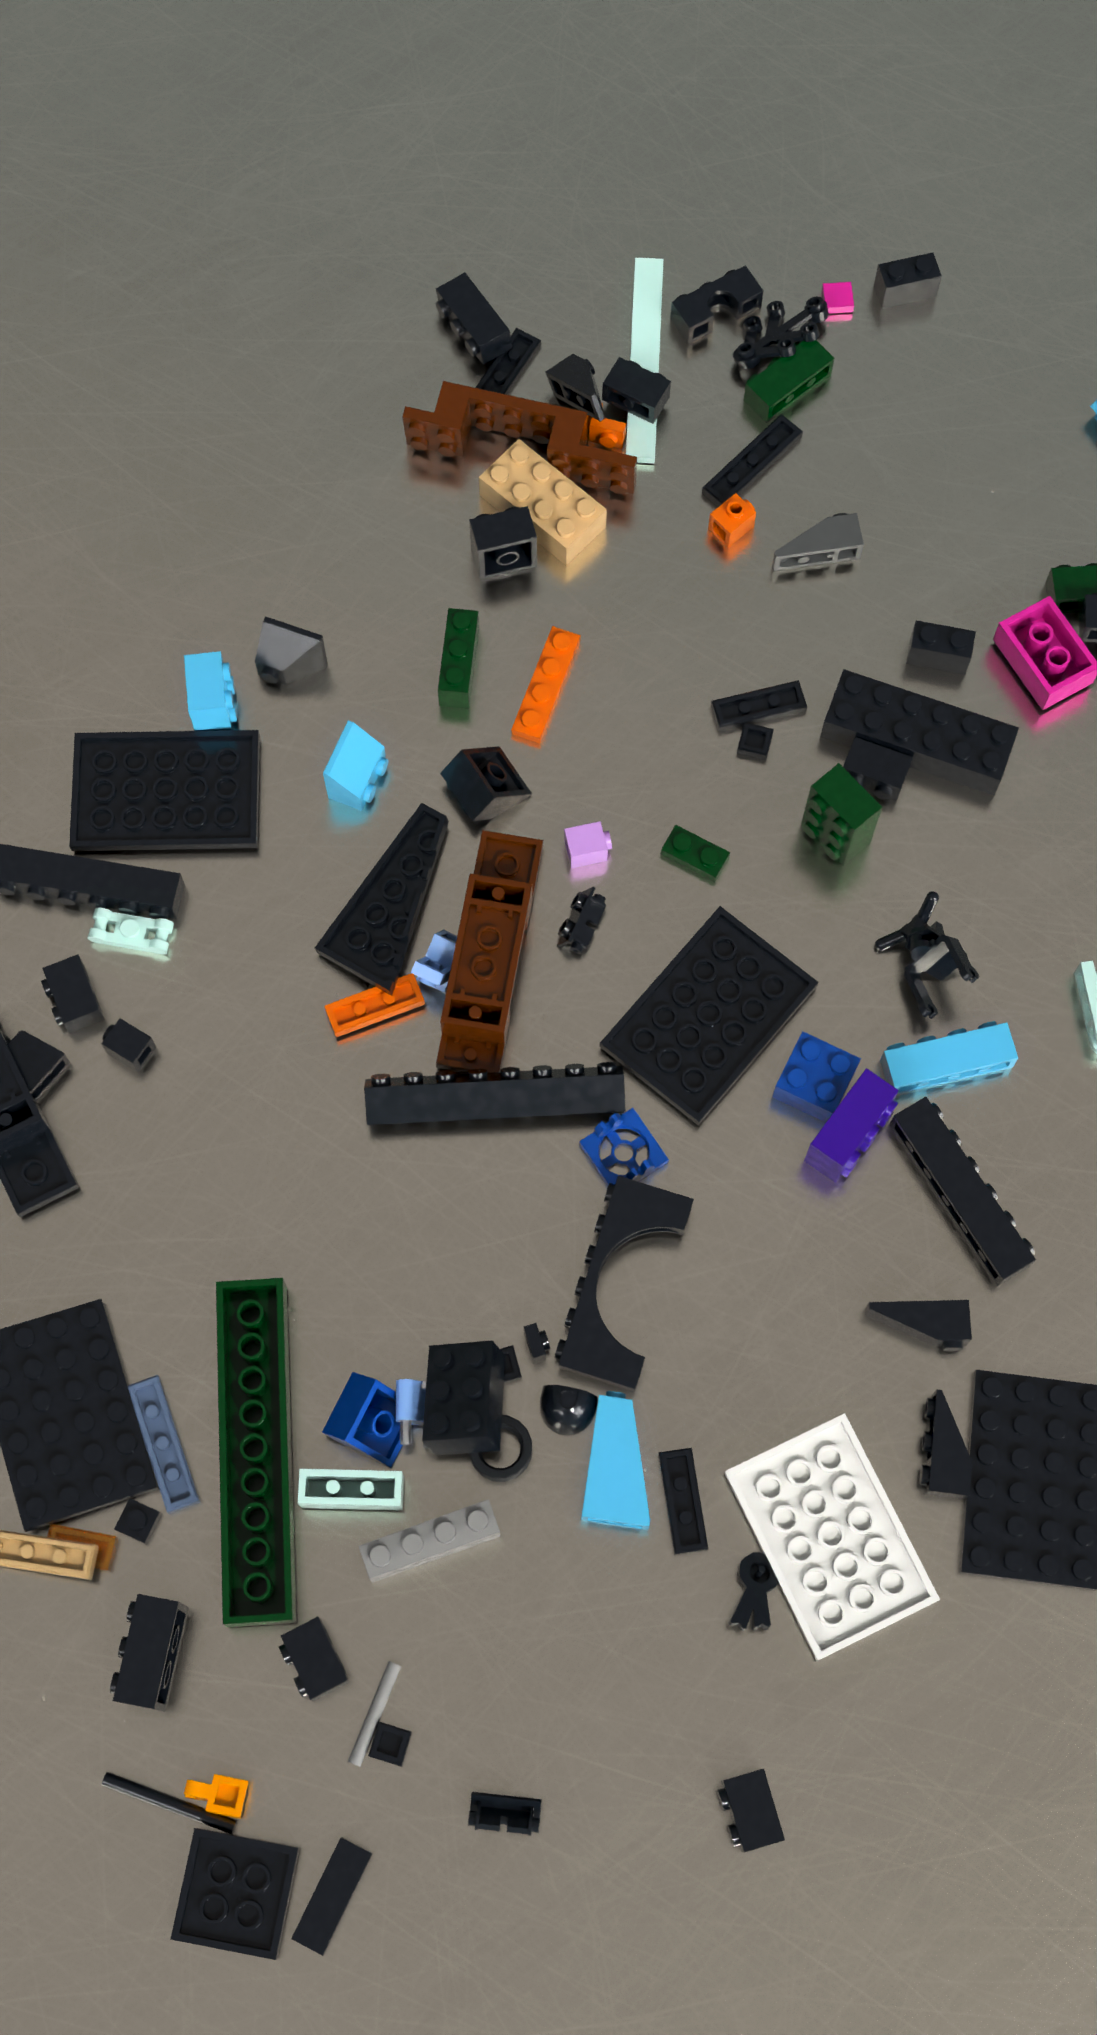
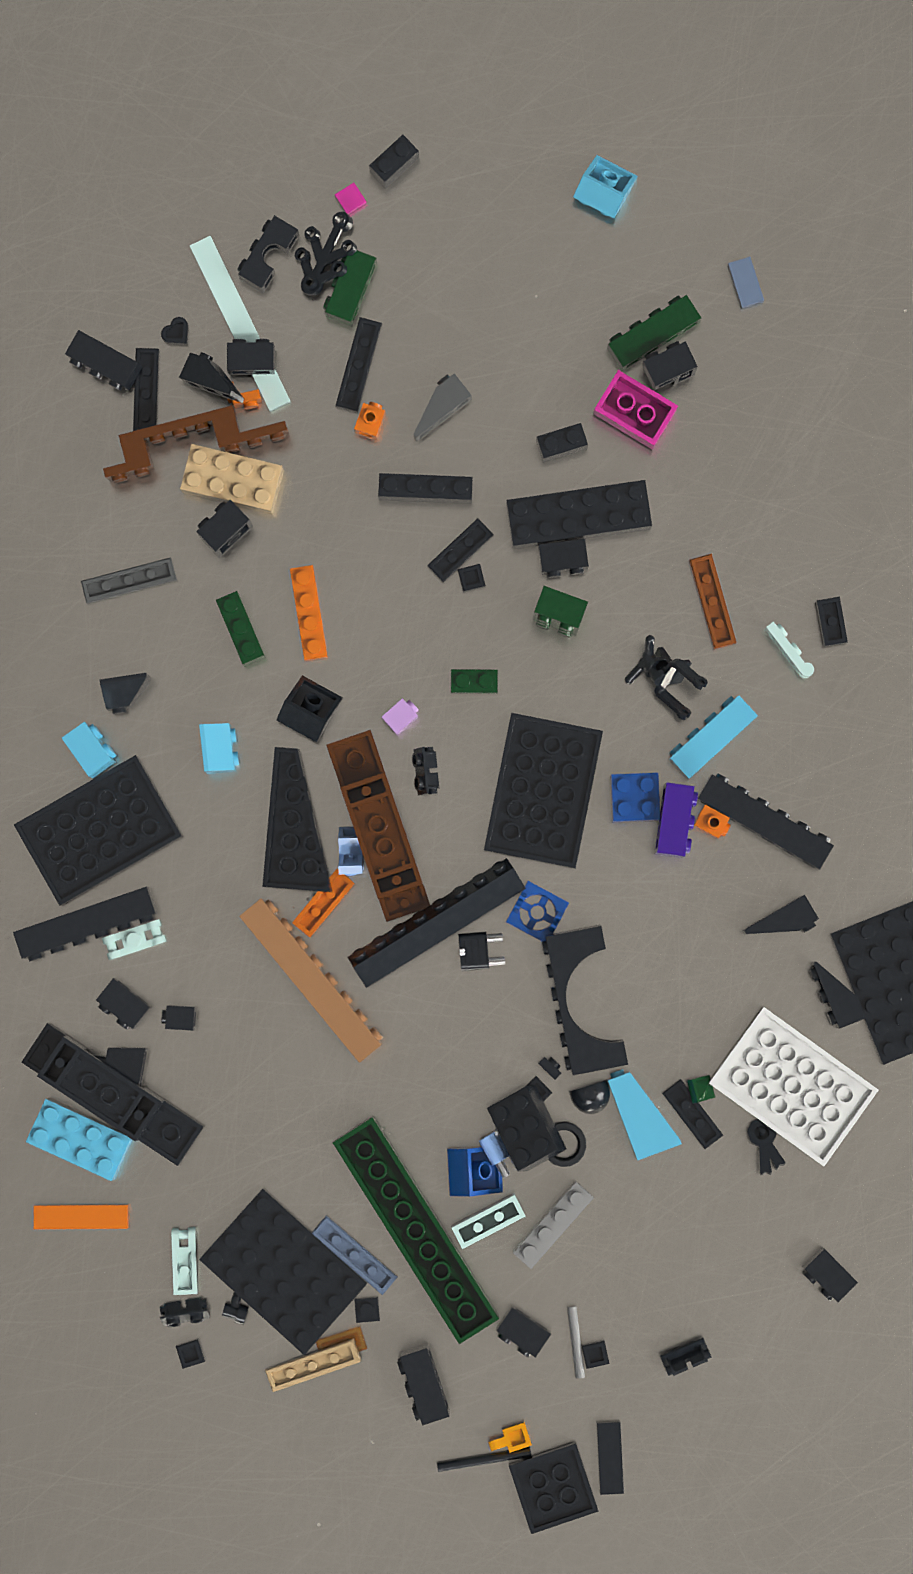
camera: 25 degrees left, 15 degrees up
(307, 1085) = (311, 980): none -> medium nougat brick
(365, 551) = (128, 580): none -> dark grey tile
(522, 1157) = (475, 951): none -> black piece
(569, 335) = (176, 332): none -> black tile
(710, 1473) = (700, 1089): none -> dark green tile
(755, 617) = (425, 488): none -> black brick
(895, 1156) = (712, 822): none -> orange brick
(1027, 909) = (712, 601): none -> dark orange tile

